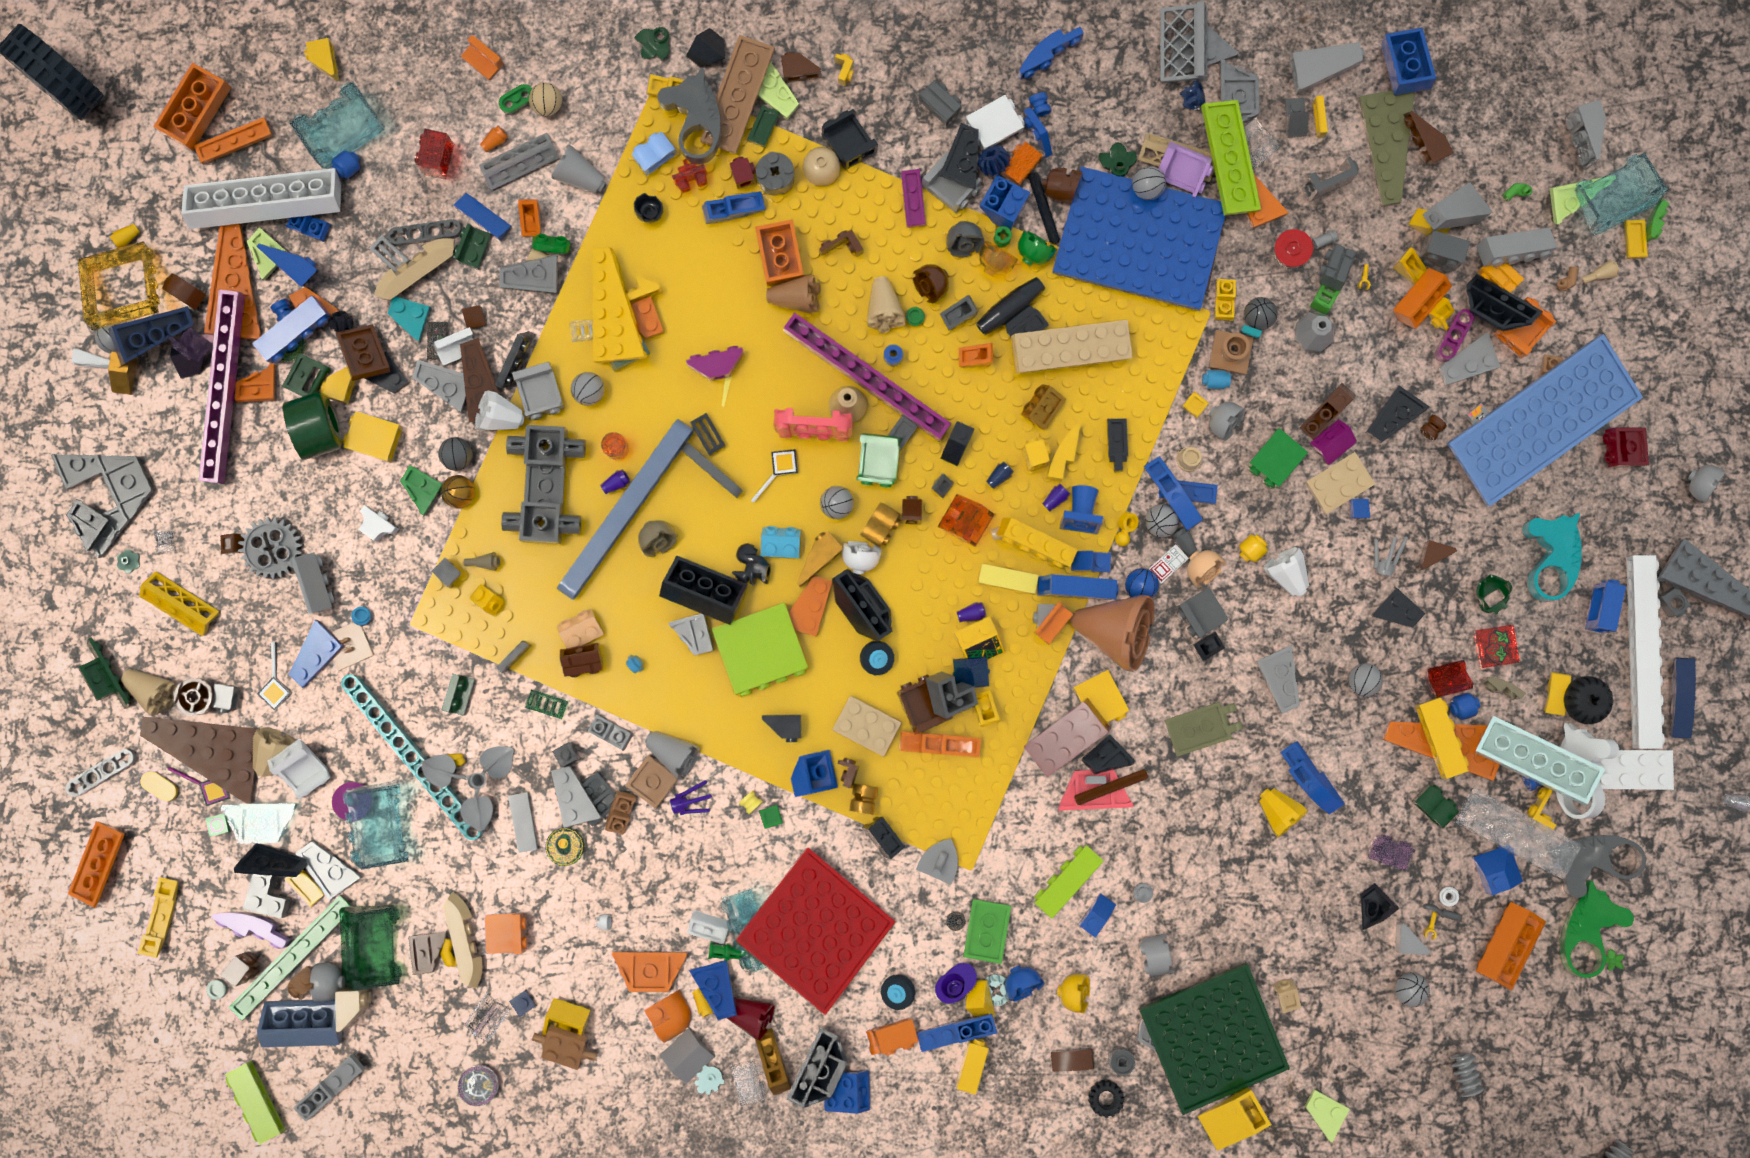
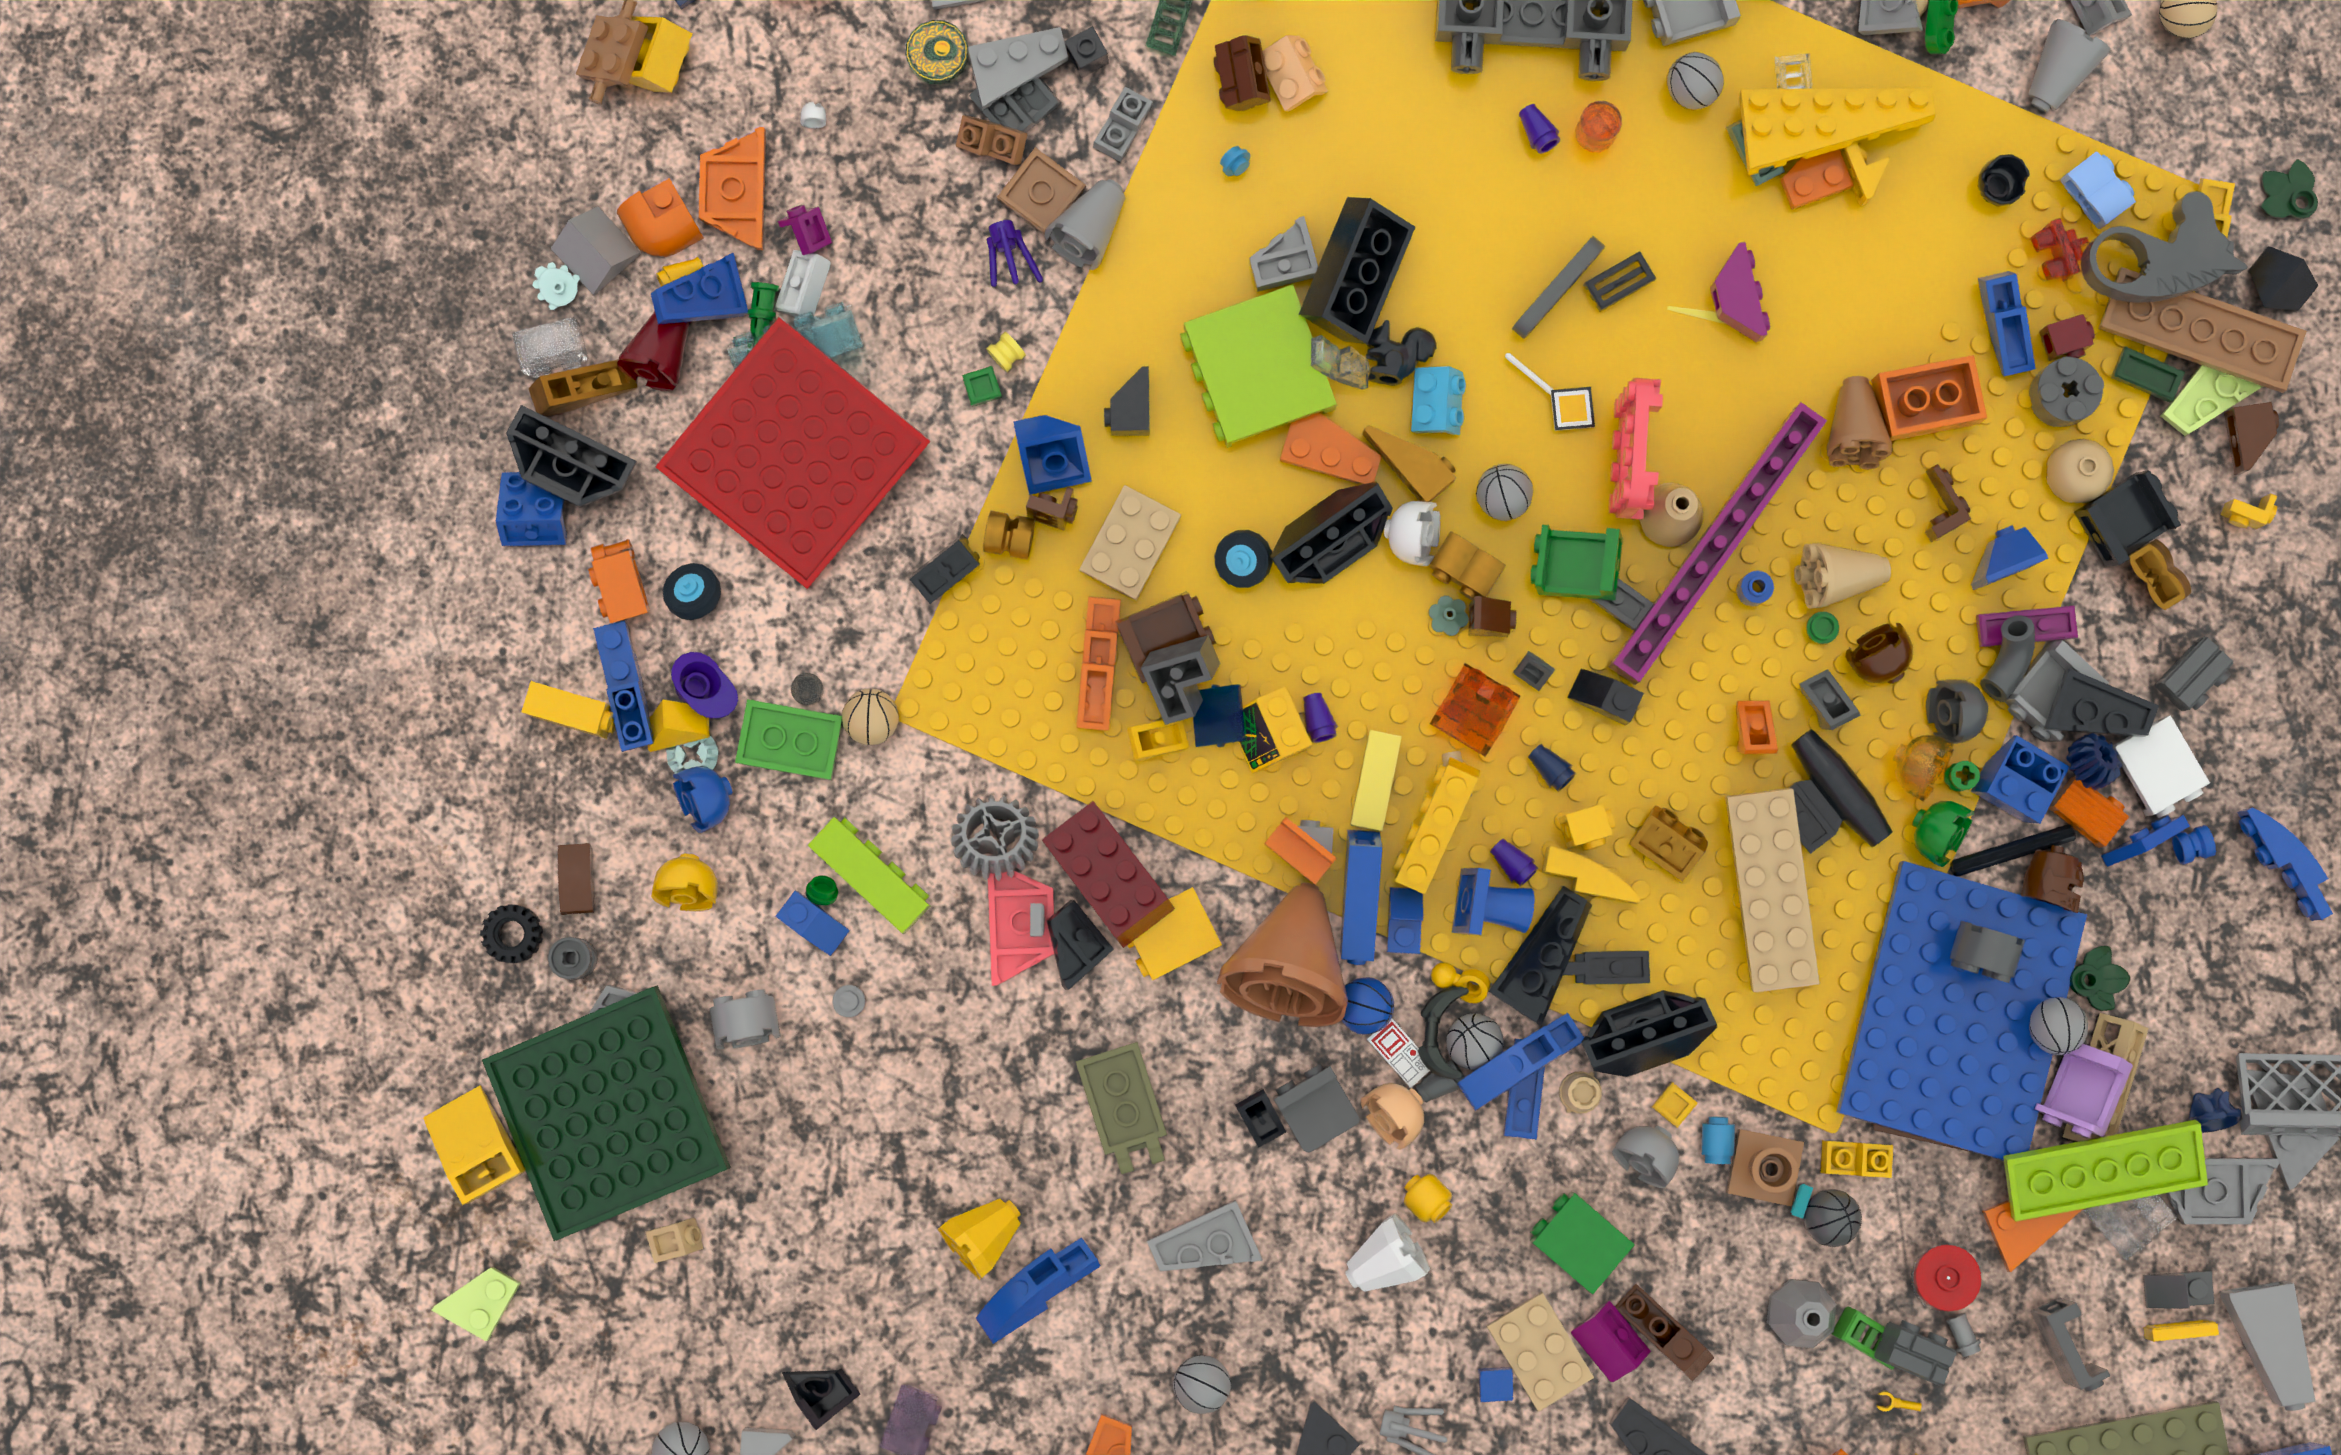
camera: 90 degrees right, 0 degrees up
(625, 509) = (1493, 145): sand blue beam -> none
(656, 537) = (1445, 195): dark tan cylinder -> none
(674, 924) = (808, 228): none -> magenta bracket
(759, 600) = (1340, 365): none -> clear slope
(873, 208) = (2008, 555): none -> blue slope
(886, 118) = (2164, 581): none -> pearl gold brick
(909, 541) = (1442, 622): none -> sand green plant
(933, 206) = (2012, 660): none -> dark grey cylinder
(940, 861) = (905, 663): light grey shield -> none
(973, 882) = (870, 716): none -> tan piece
(1048, 813) = (1016, 825): none -> light grey gear
(1077, 910) = (822, 890): none -> green plate
(1107, 223) = (1986, 949): none -> dark grey brick
(1110, 787) = (1025, 948): reddish brown axle -> none
(1114, 481) = (1540, 962): none -> black wing
(1155, 419) = (1647, 1033): none -> black wedge
(1167, 547) = (1432, 1013): none -> pearl dark grey piece

